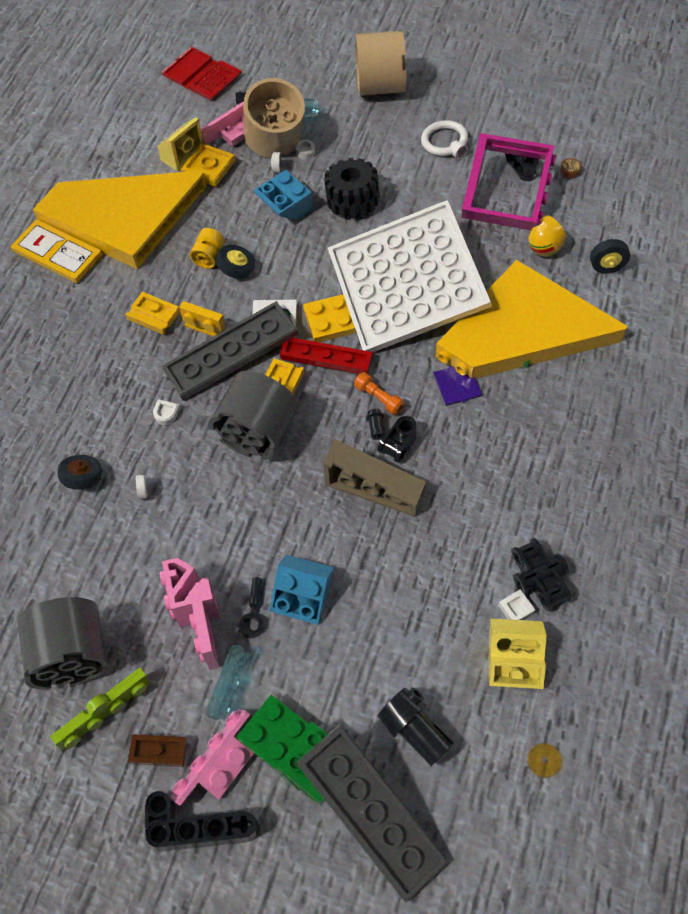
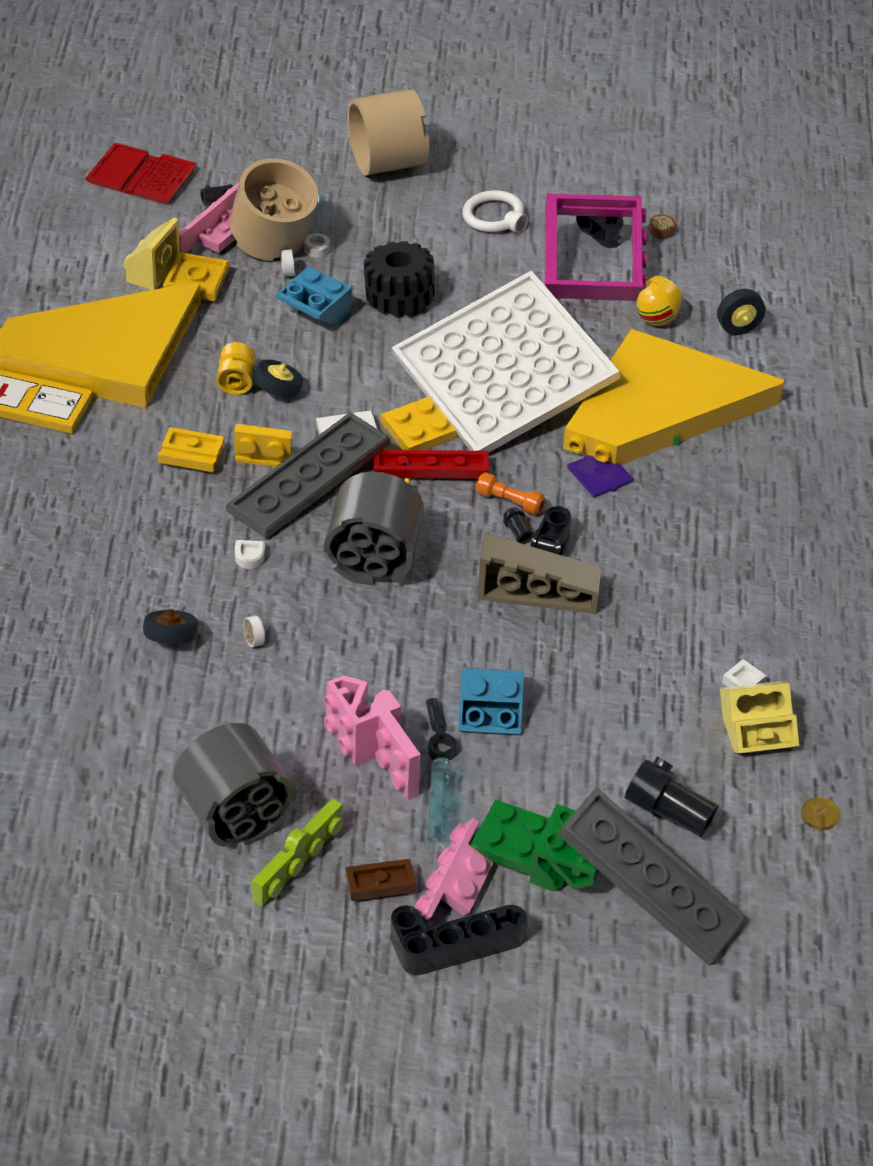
camera: 20 degrees left, 15 degrees down
(541, 574) = (762, 640): black axle -> none

